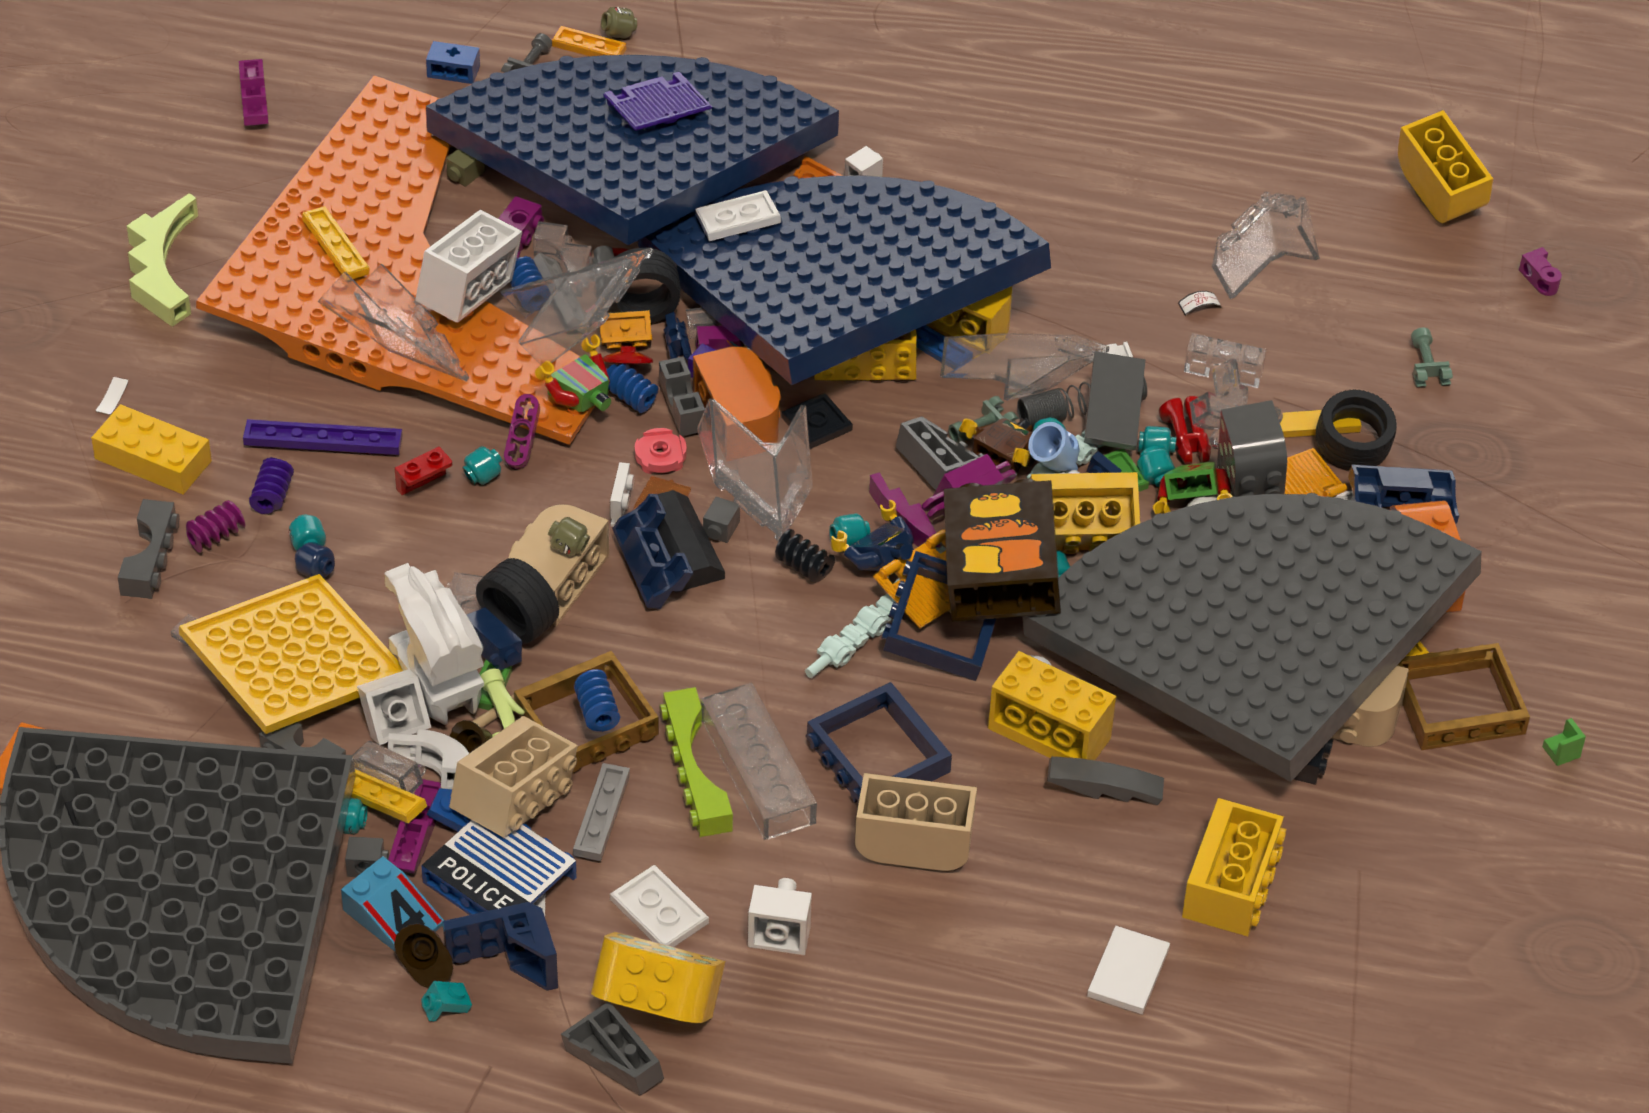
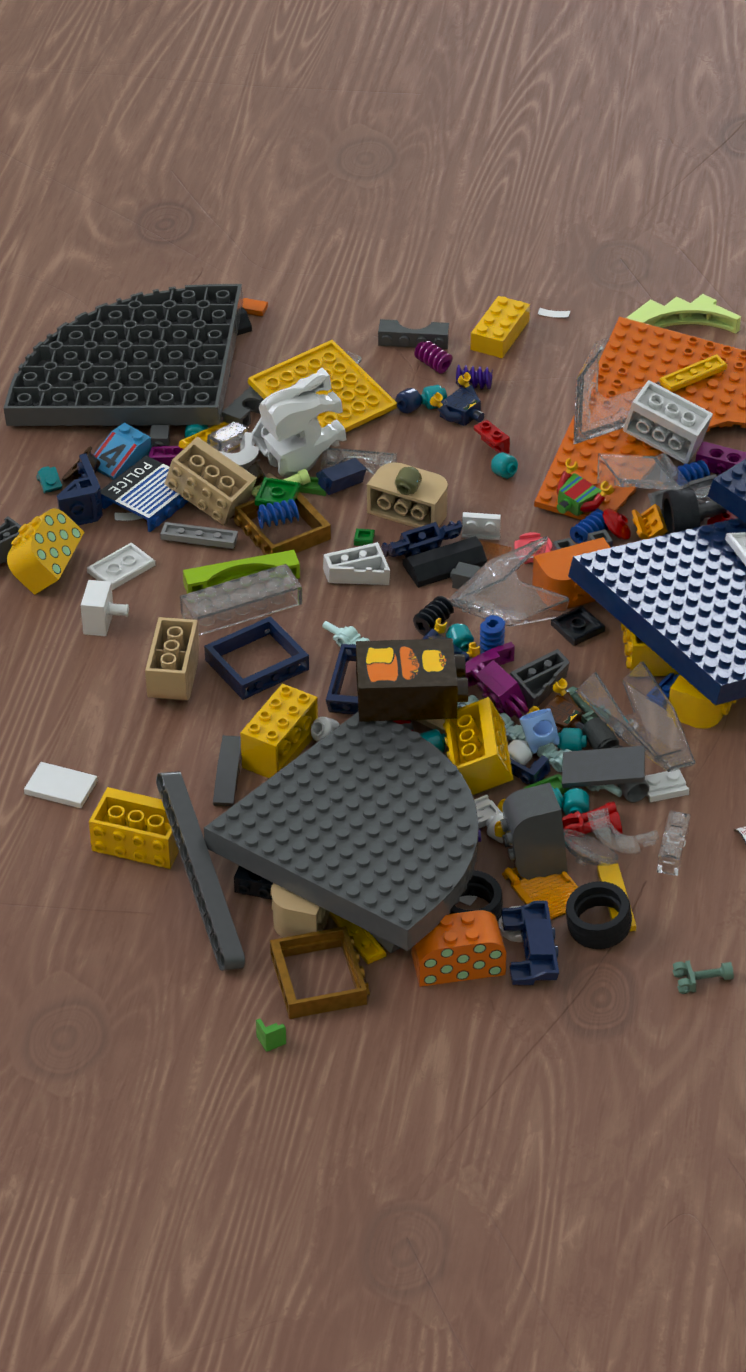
camera: 90 degrees right, 5 degrees down
(322, 437) = (524, 398): dark purple plate -> none
(336, 501) = (461, 405): none -> dark blue torso
(511, 448) = (534, 476): magenta beam -> none
(519, 598) = (358, 471): black tyre -> none
(541, 702) = (276, 490): none -> green tile
(617, 628) = (364, 537): none -> green tile
(696, 626) = (357, 566): none -> white wedge
(862, 490) = (491, 633): none -> blue piece
(1324, 789) = (200, 871): none -> dark grey beam

